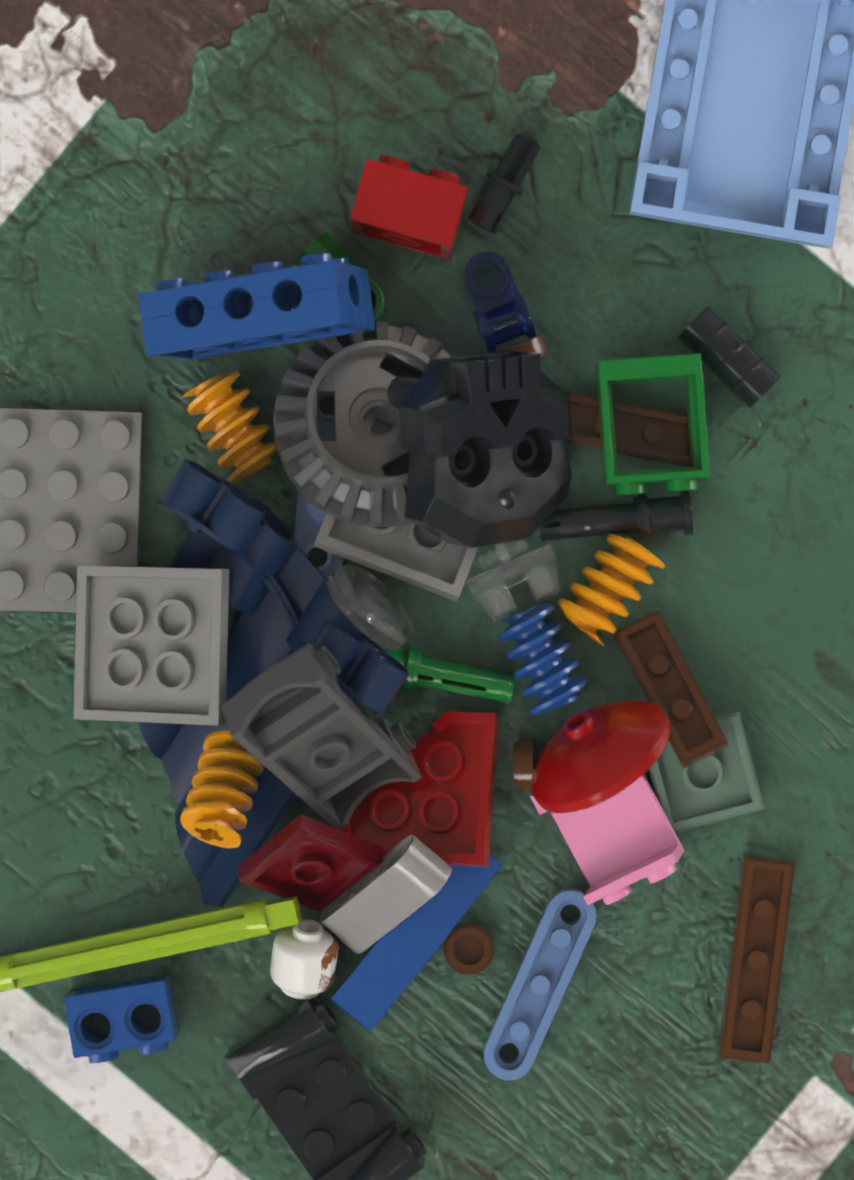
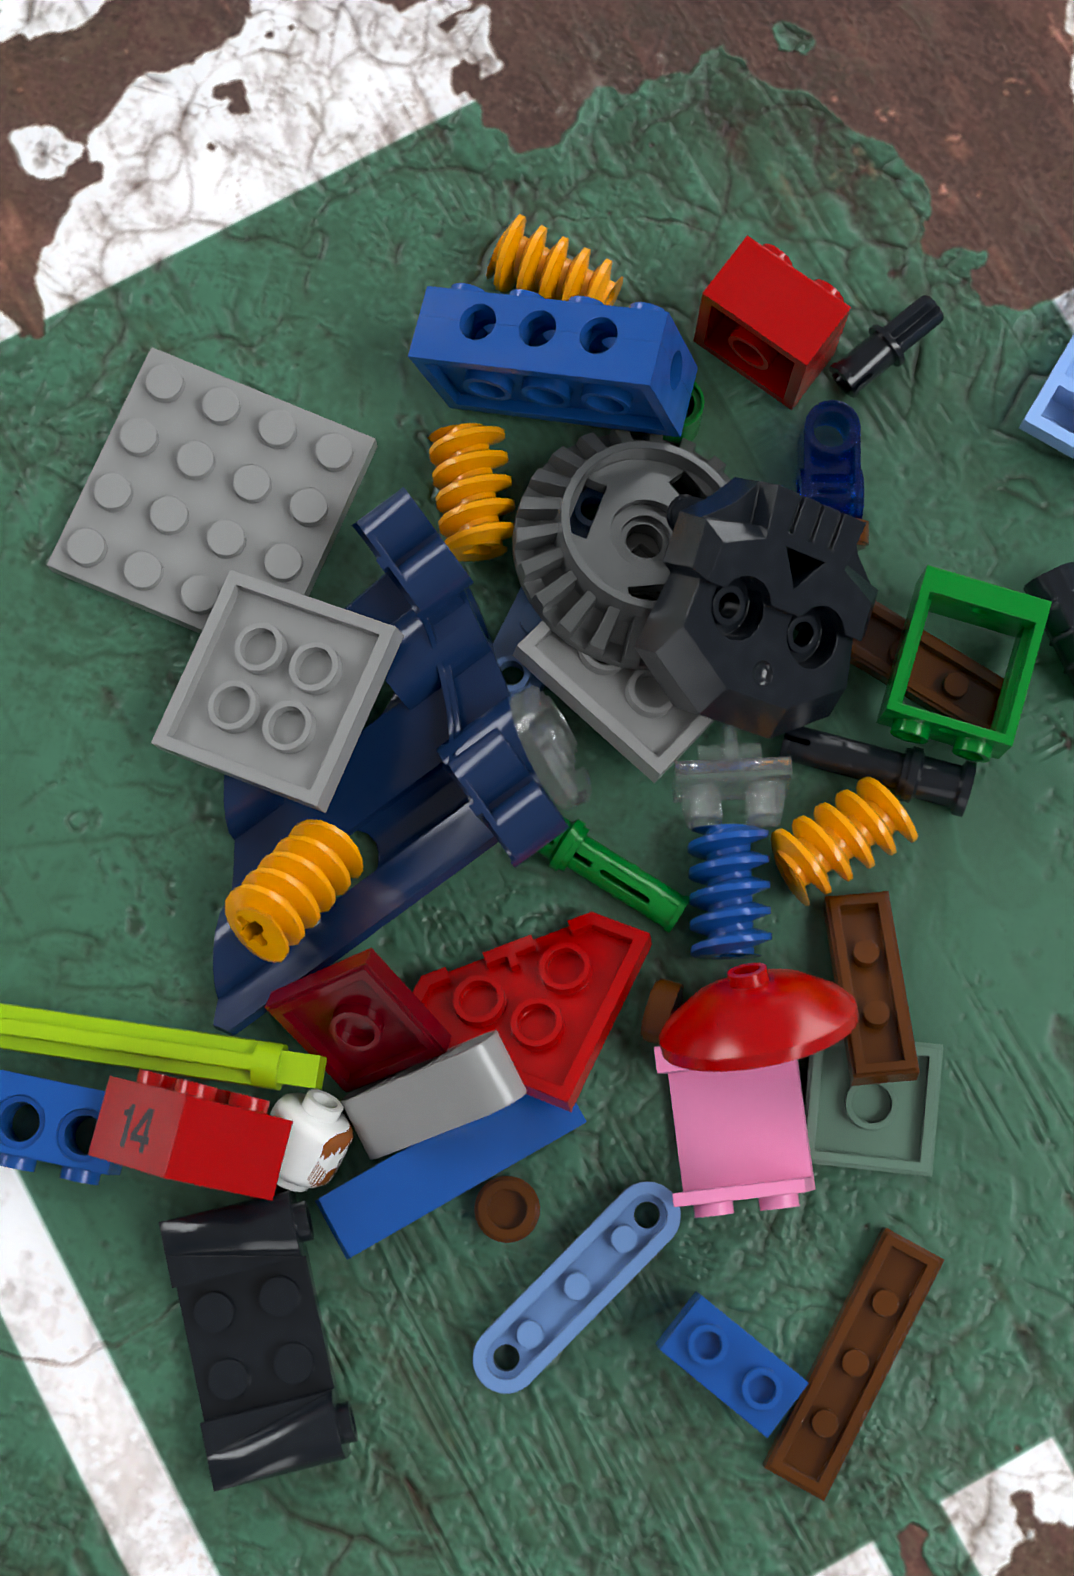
camera: 20 degrees right, 10 degrees down
(224, 992) = (191, 1134): none -> red brick
(226, 230) = (548, 271): none -> light orange piece
(317, 736) = (431, 862): dark grey piece -> none
(669, 996) = (731, 1364): none -> blue brick

